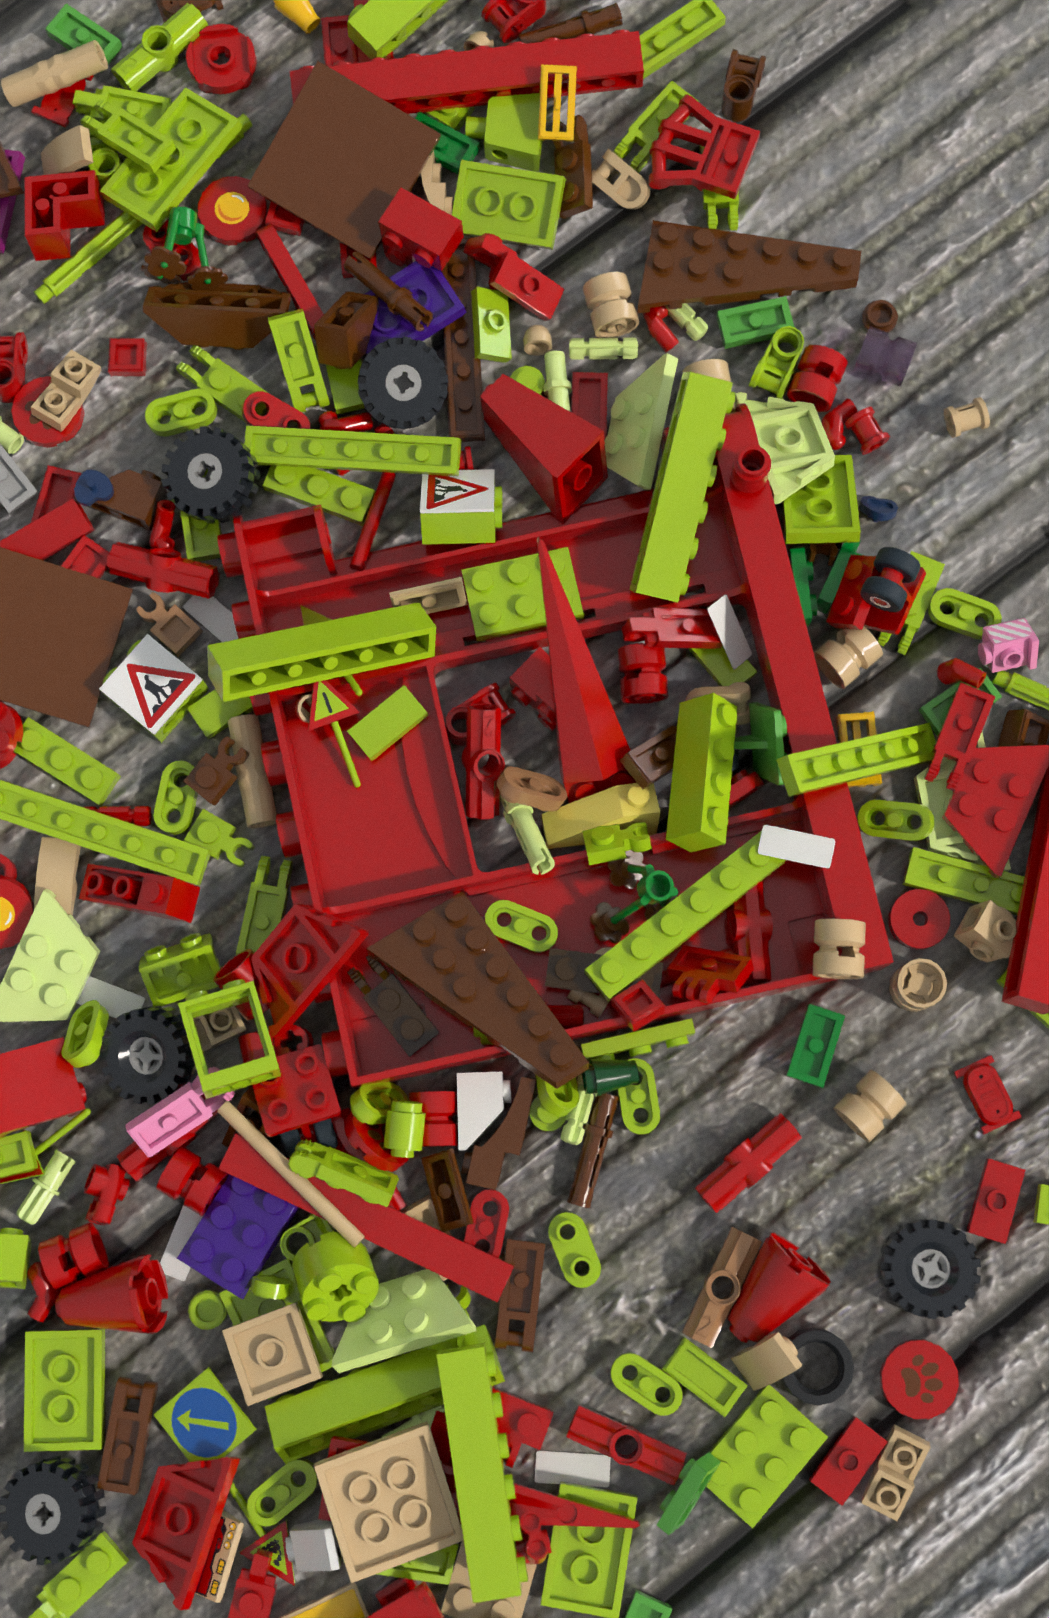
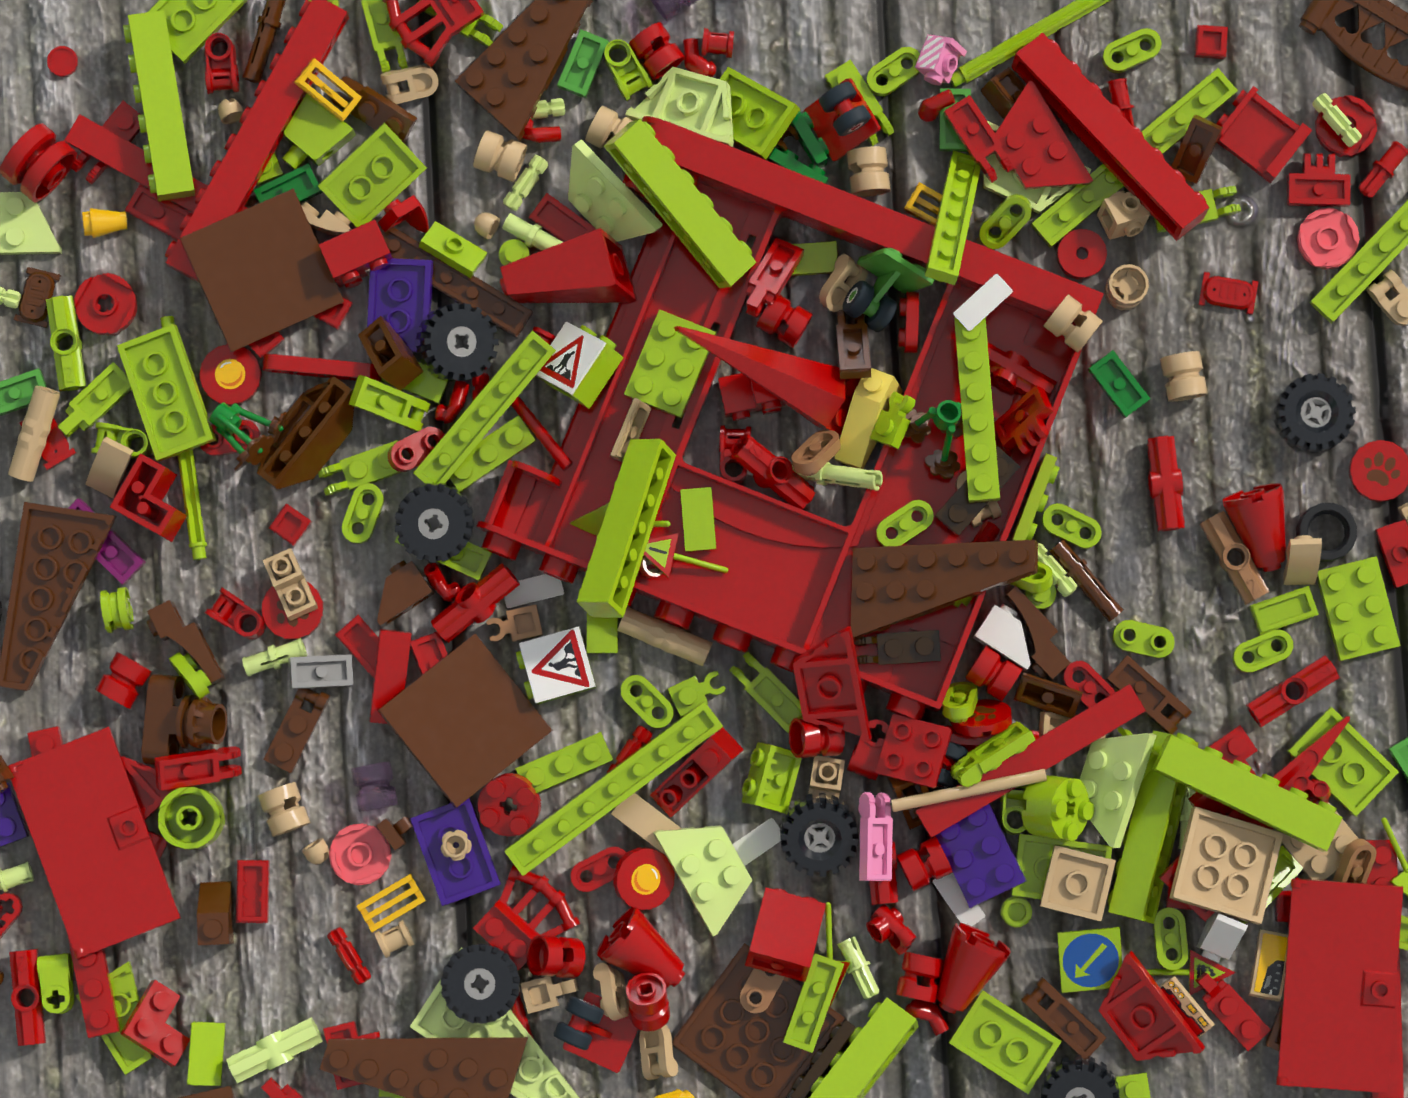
camera: 60 degrees left, 5 degrees up
(85, 1034) = (773, 870): lime plate -> none
(93, 487) = (383, 610): dark blue piece -> none
(130, 136) = (132, 410): lime hinge -> none
(213, 775) = (652, 664): reddish brown plate -> none
(241, 1075) = (822, 747): lime window -> none
(270, 1287) = (1033, 855): lime tile -> none
(398, 299) = (392, 303): reddish brown pin -> none
(404, 1128) = (990, 694): lime brick -> none
(526, 286) = (444, 205): red plate -> none
(572, 1468) = (1283, 737): white sticker -> none
(609, 1075) = (1047, 534): dark green cone -> none
(638, 1005) = (1017, 482): red tile -> none
(681, 1502) = (1353, 682): bright green plate -> none
(702, 773) = (887, 329): lime brick -> none
(729, 631) = (798, 240): white sticker -> none
(750, 469) = (701, 140): red brick -> none
(849, 608) = (839, 149): red plate -> none
(878, 508) = (778, 76): dark blue piece -> none
(995, 1201) = (1301, 338): red plate -> none

